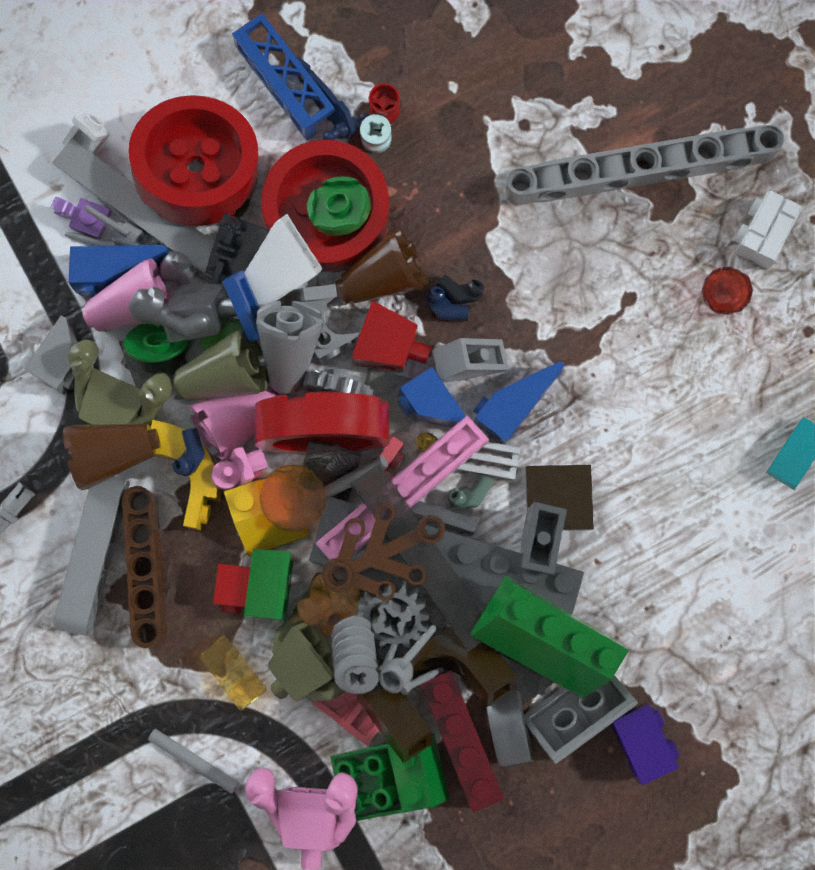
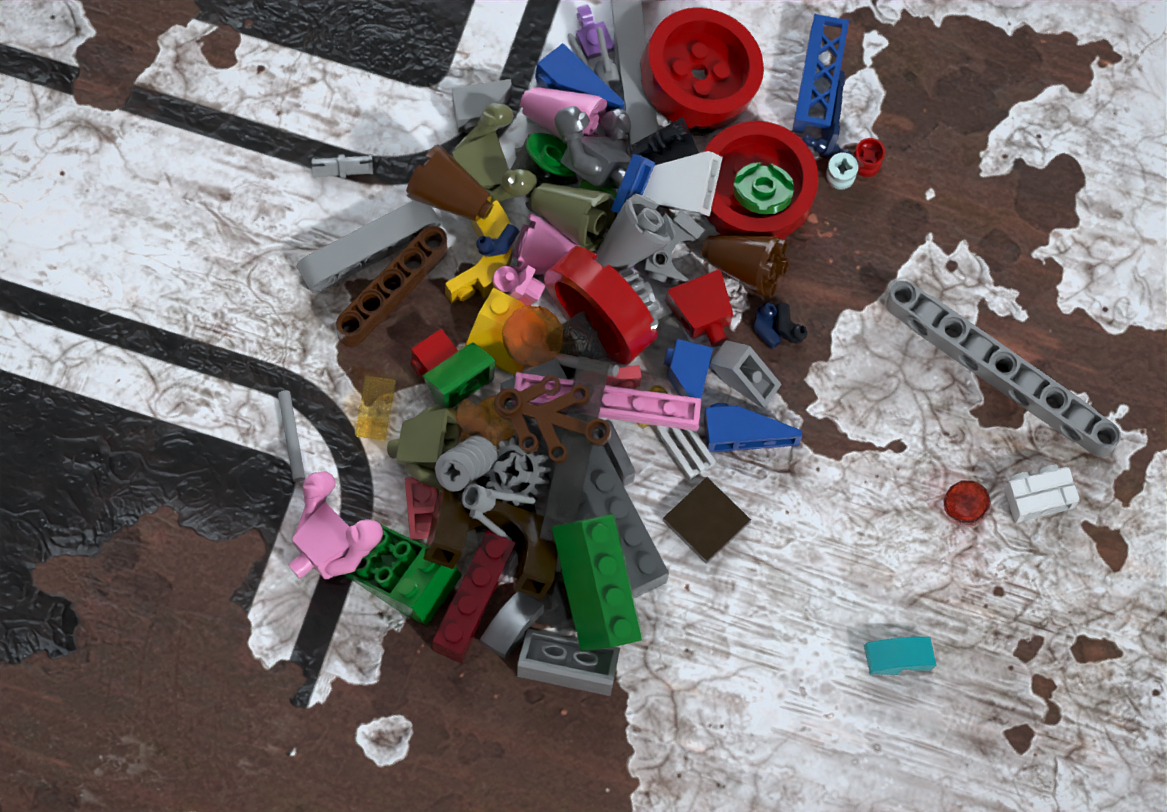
camera: 40 degrees right, 10 degrees down
(470, 497) = (649, 460): sand green arm -> none
(542, 538) = (665, 521): dark grey slope -> none
(645, 744) = (589, 722): dark purple brick -> none

